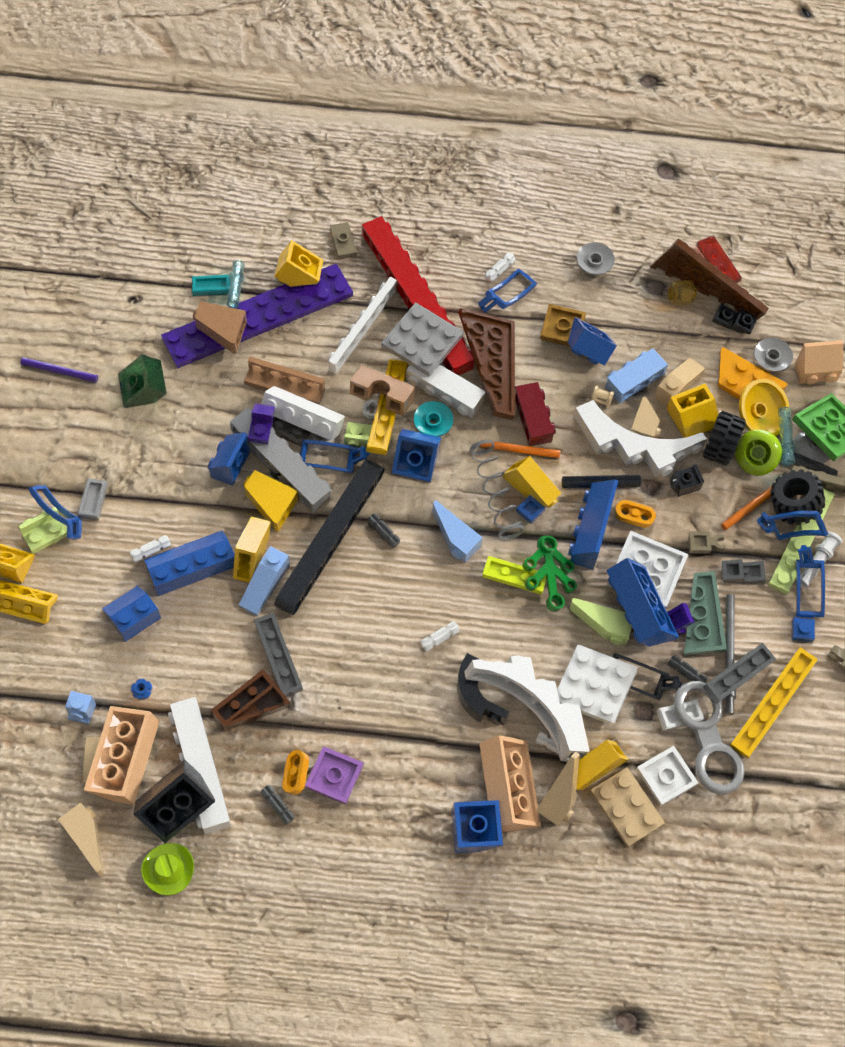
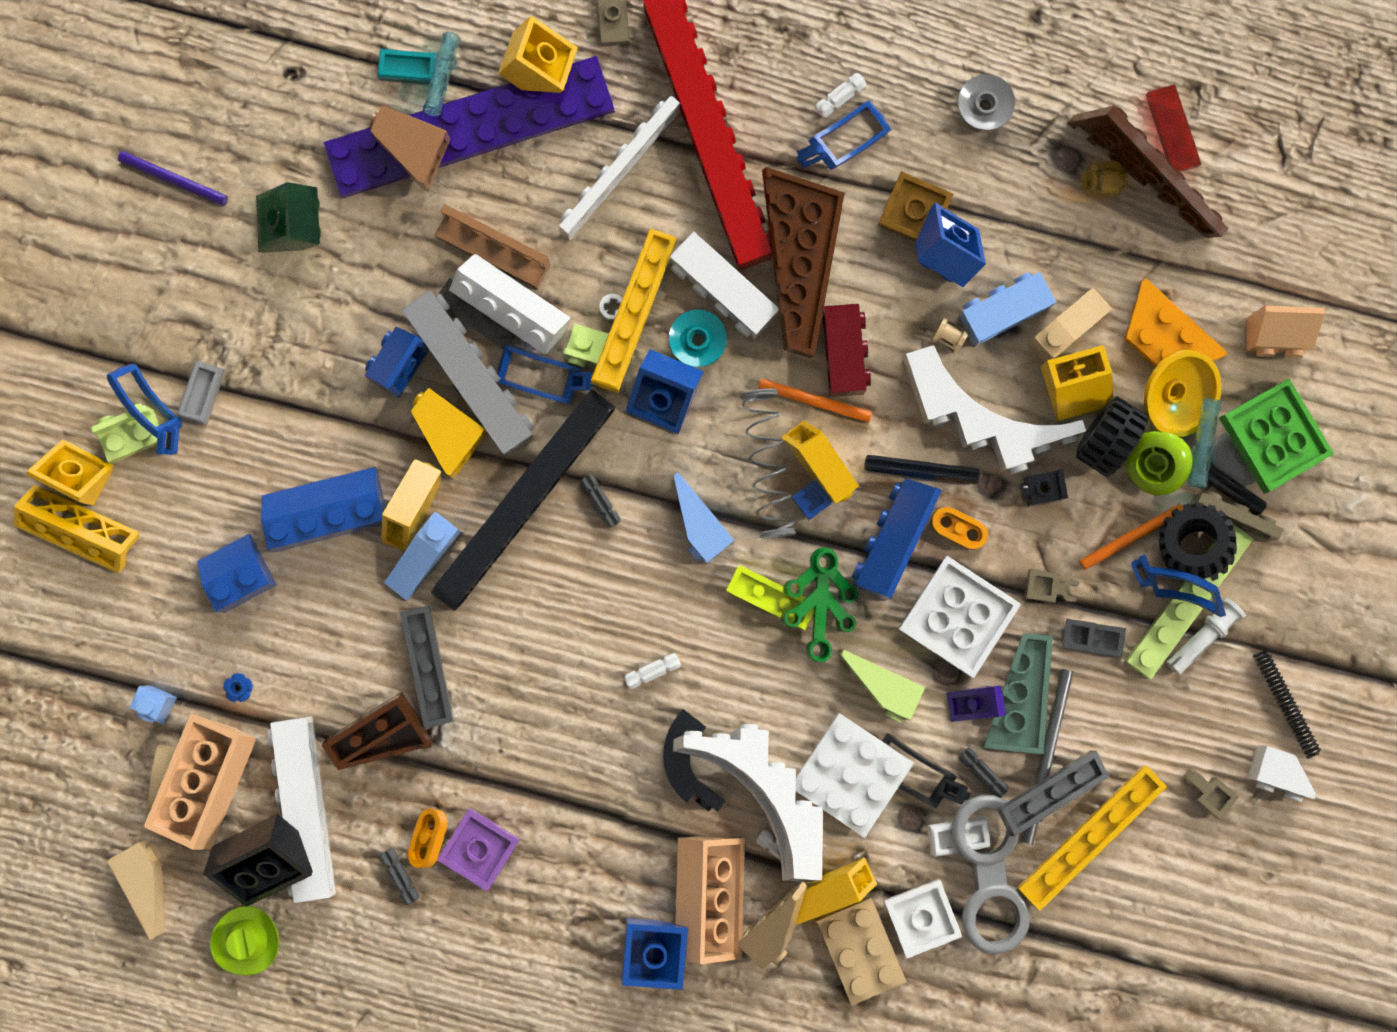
camera: 10 degrees right, 20 degrees up
(150, 548) = (272, 481): white axle -> none
(261, 423) = (445, 319): dark purple slope -> none
(370, 382) = (611, 272): medium nougat arch -> none
(422, 339) = (701, 210): light grey plate -> none
(641, 603) = (938, 677): blue slope -> none
(646, 421) = (1004, 388): tan slope -> none
(736, 321) = (1173, 234): black slope -> none
(773, 348) = (1227, 294): light grey dish -> none
(803, 629) = (1158, 736): blue plate -> none
(809, 563) = (1189, 644): blue sword -> none

